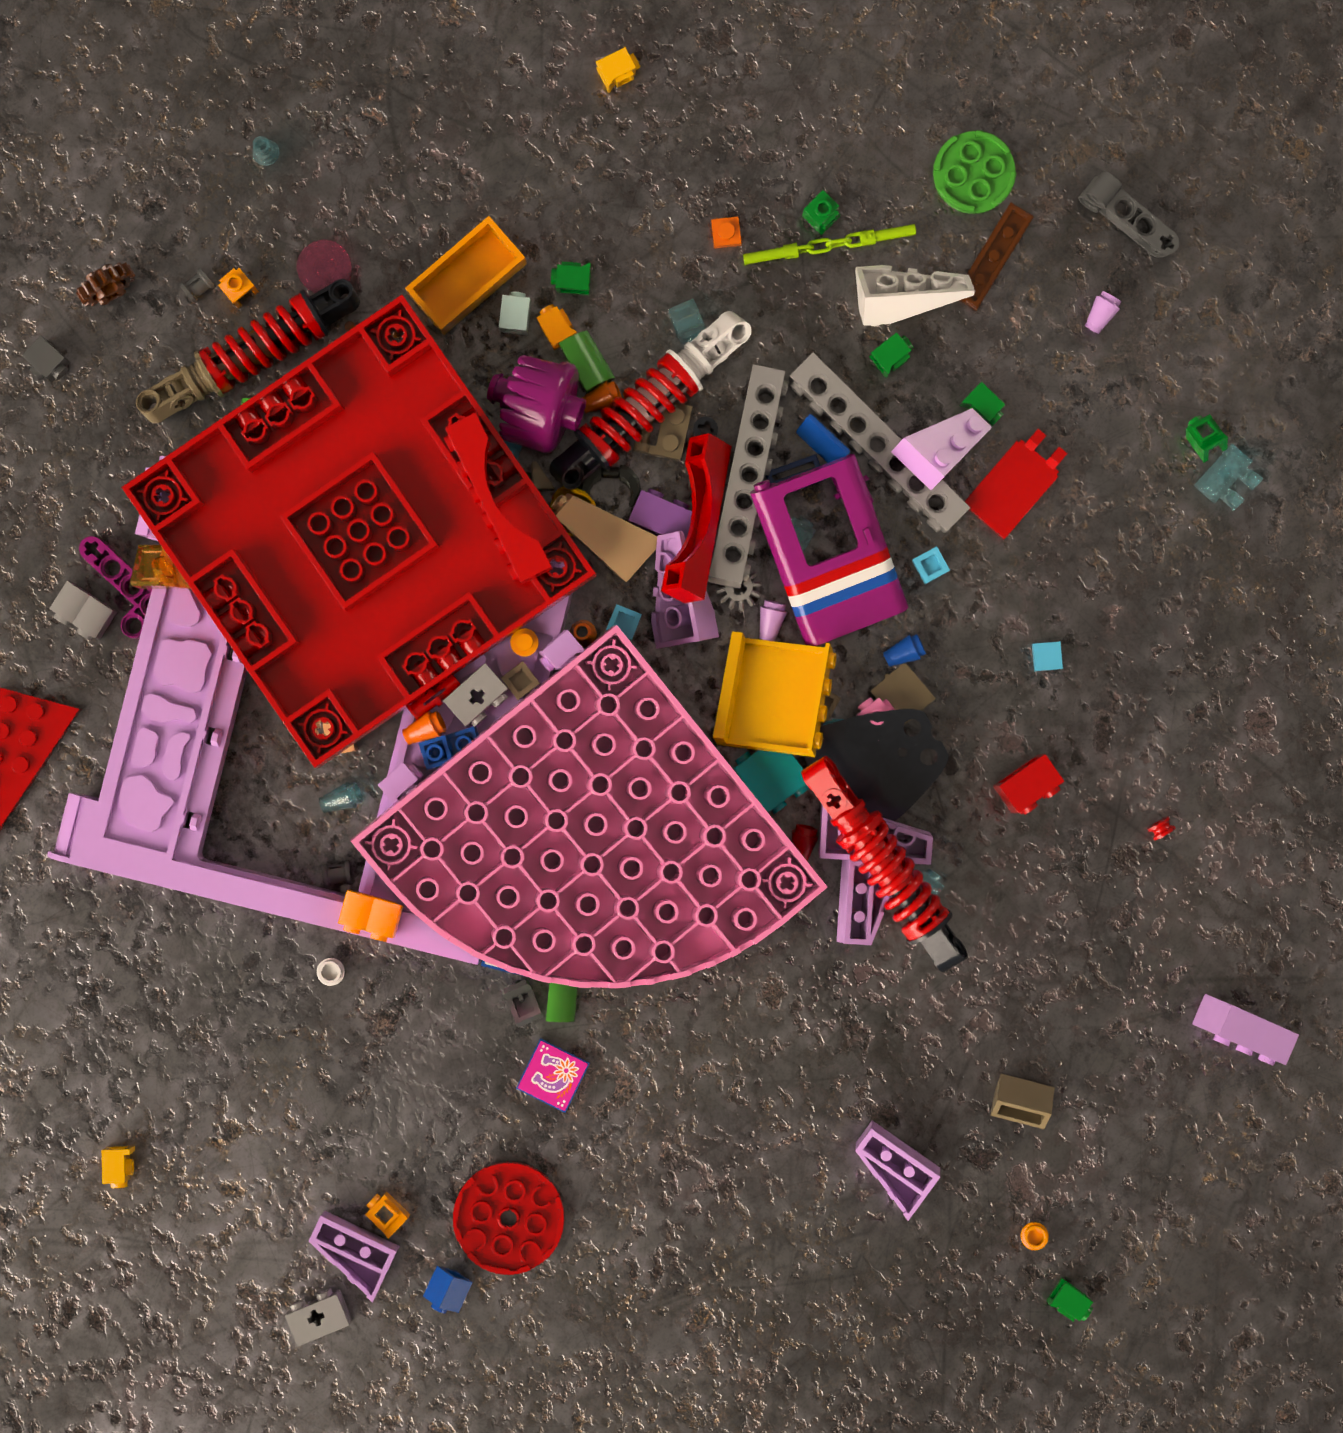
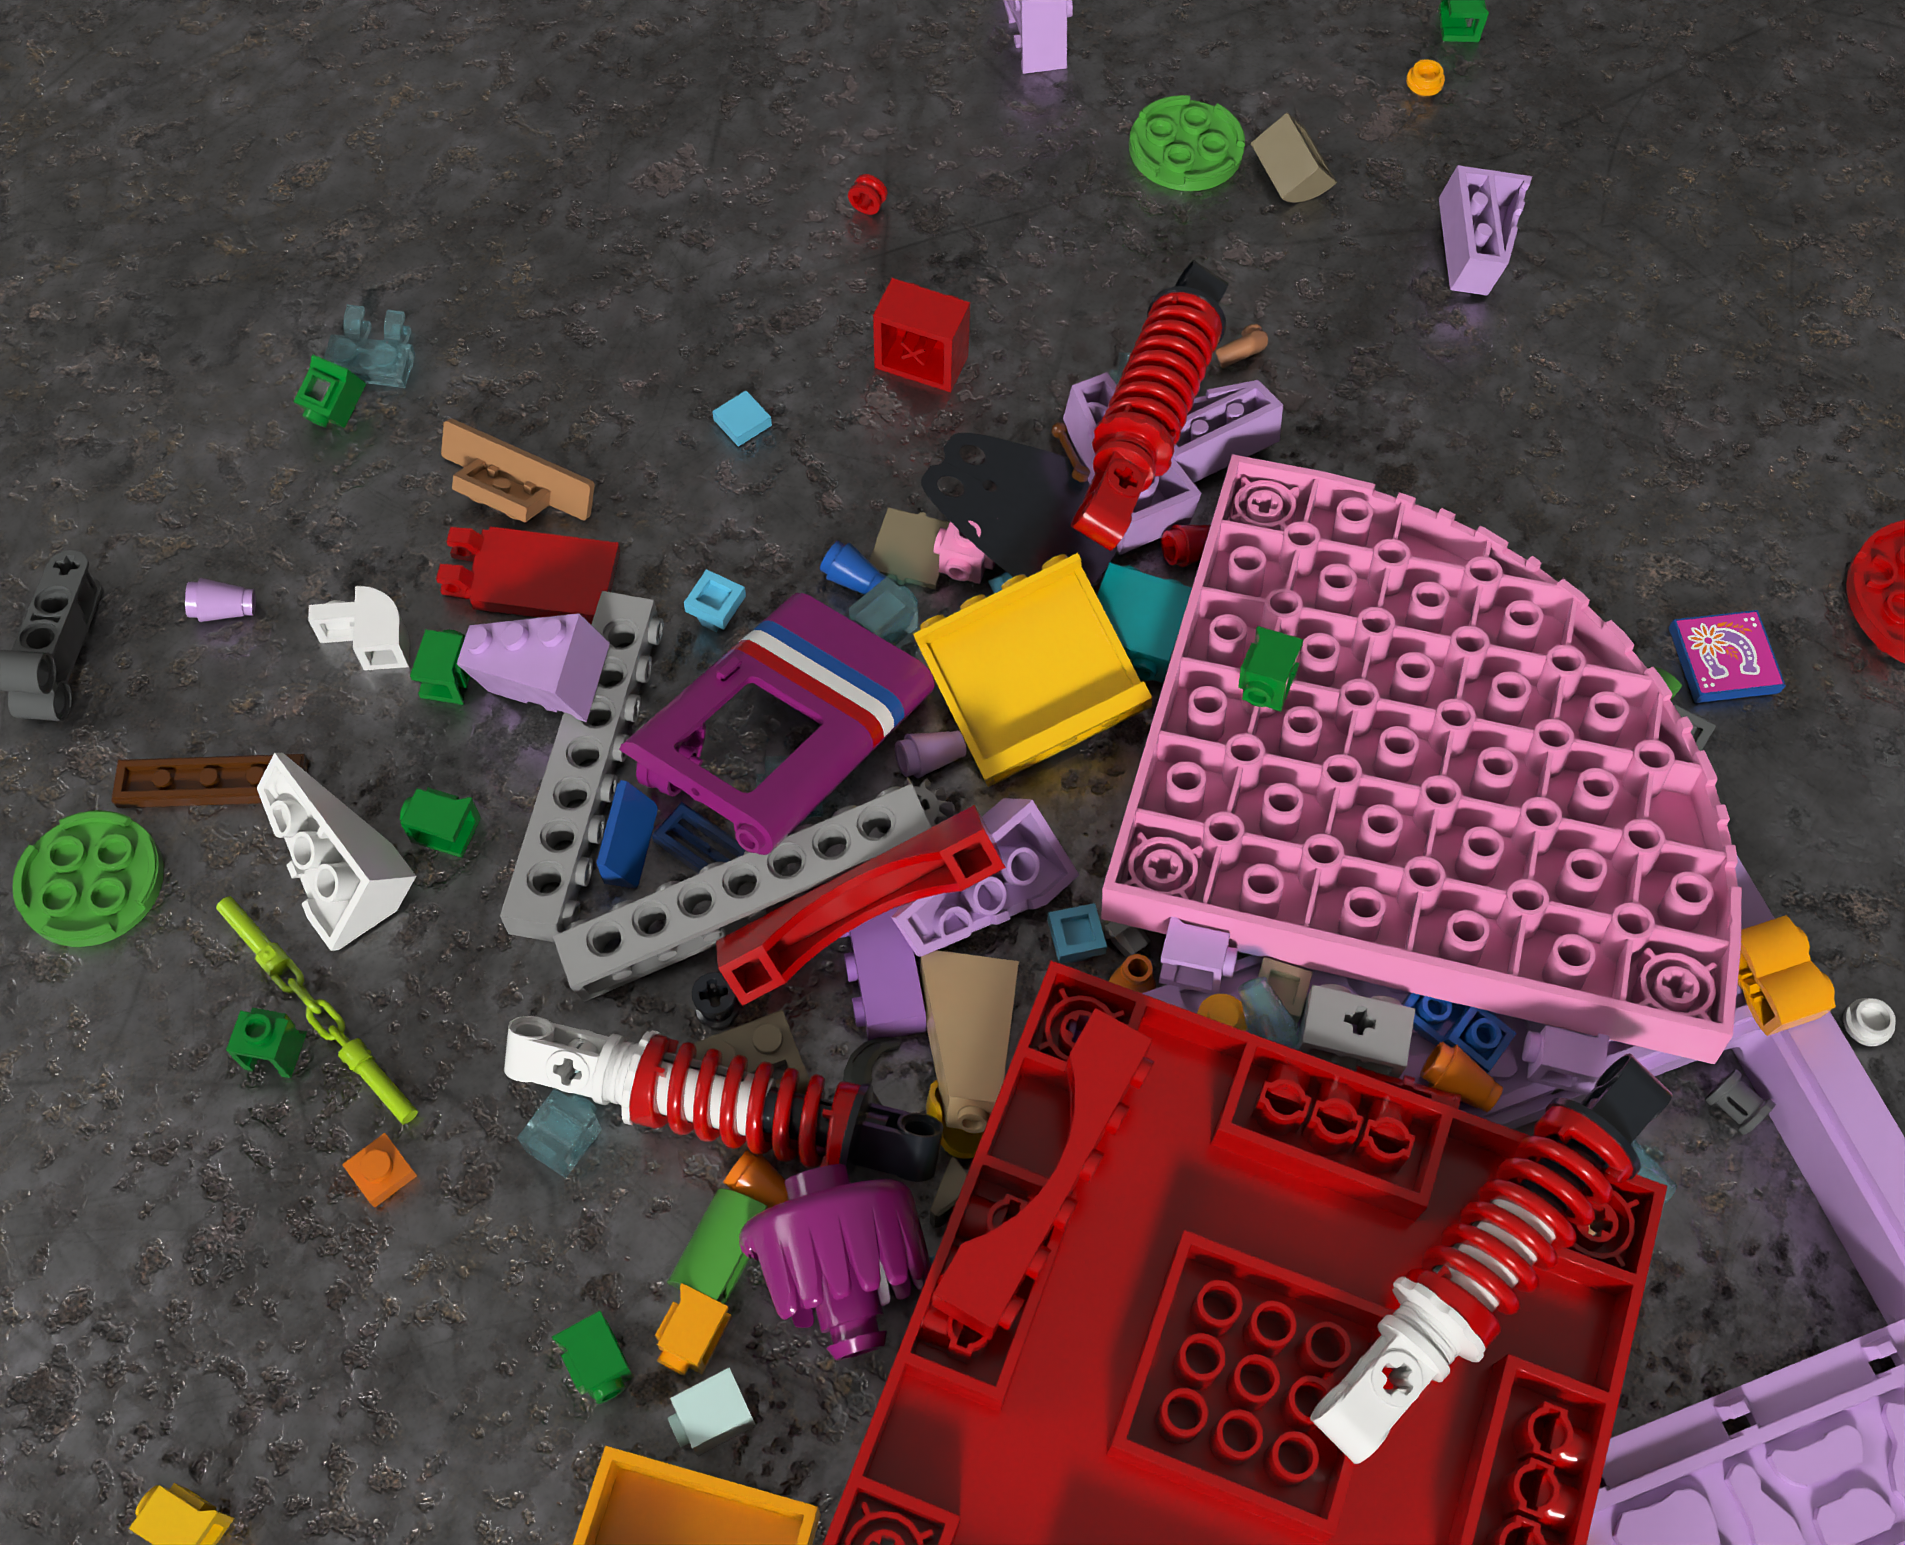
camera: 125 degrees left, 25 degrees down
(334, 664) = (1492, 1250): none -> piece
(507, 659) = (1266, 1013): none -> clear light blue cone
(674, 788) = (1269, 668): none -> green window
(864, 649) = (887, 611): none -> clear light blue brick
(886, 813) = (1079, 472): none -> reddish brown hinge
(909, 967) = (1252, 342): none -> nougat arm
(1032, 385) = (369, 622): none -> white brick
(1082, 1051) = (1186, 143): none -> bright green tile
(1083, 502) = (512, 477): none -> medium nougat bracket

